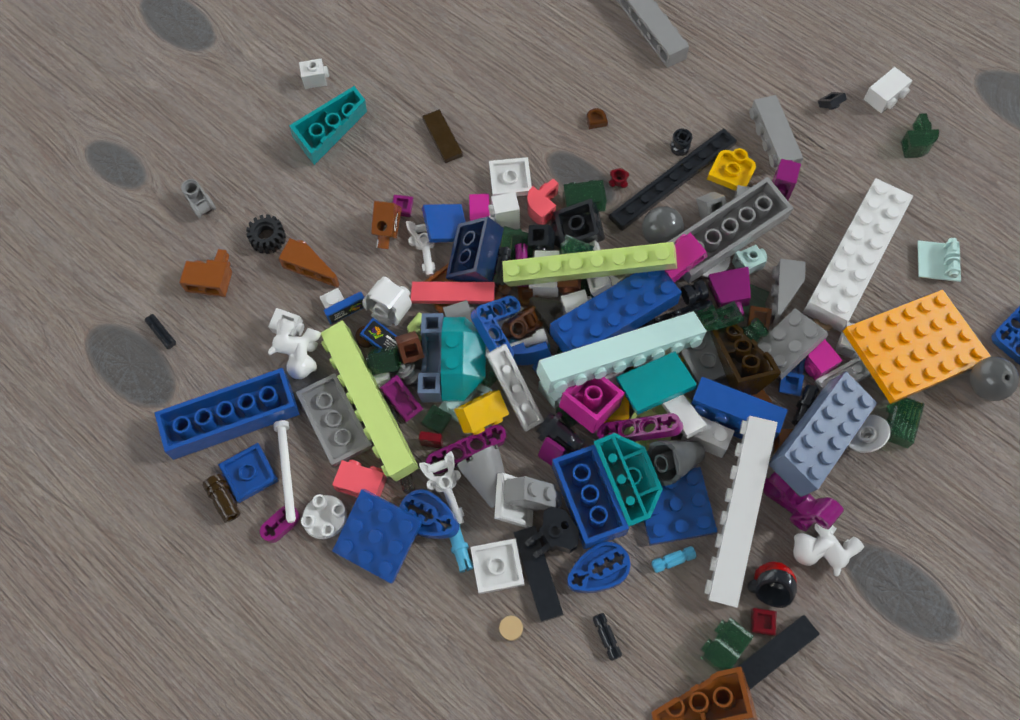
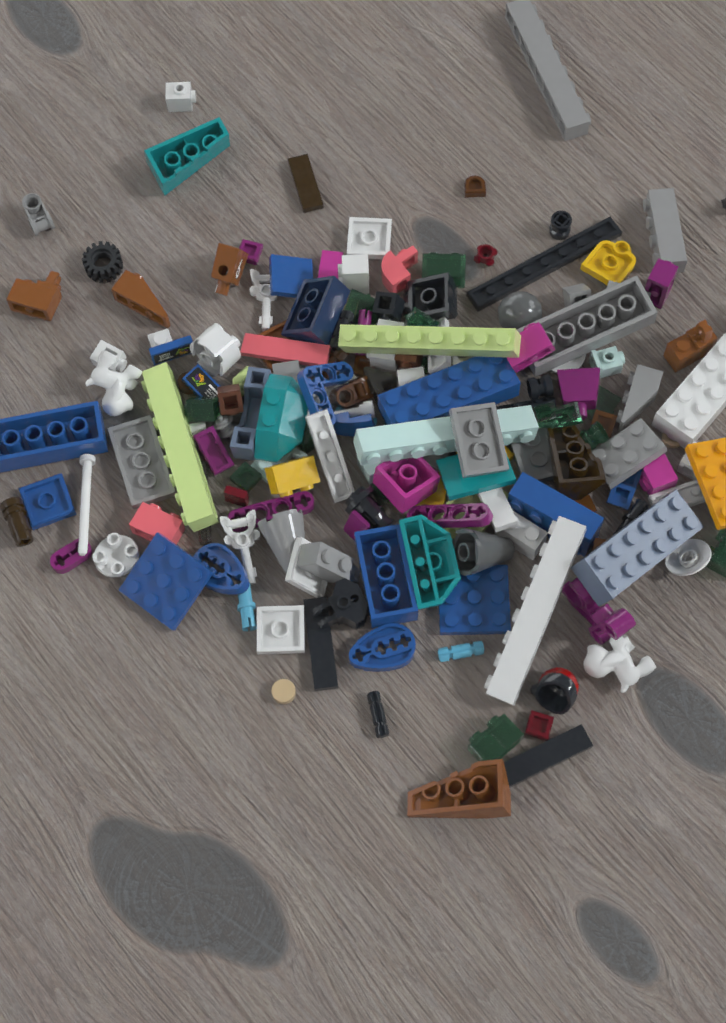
camera: 10 degrees right, 0 degrees up
(656, 352) = (478, 439): none -> light grey plate
(823, 234) = (690, 346): none -> dark orange hinge

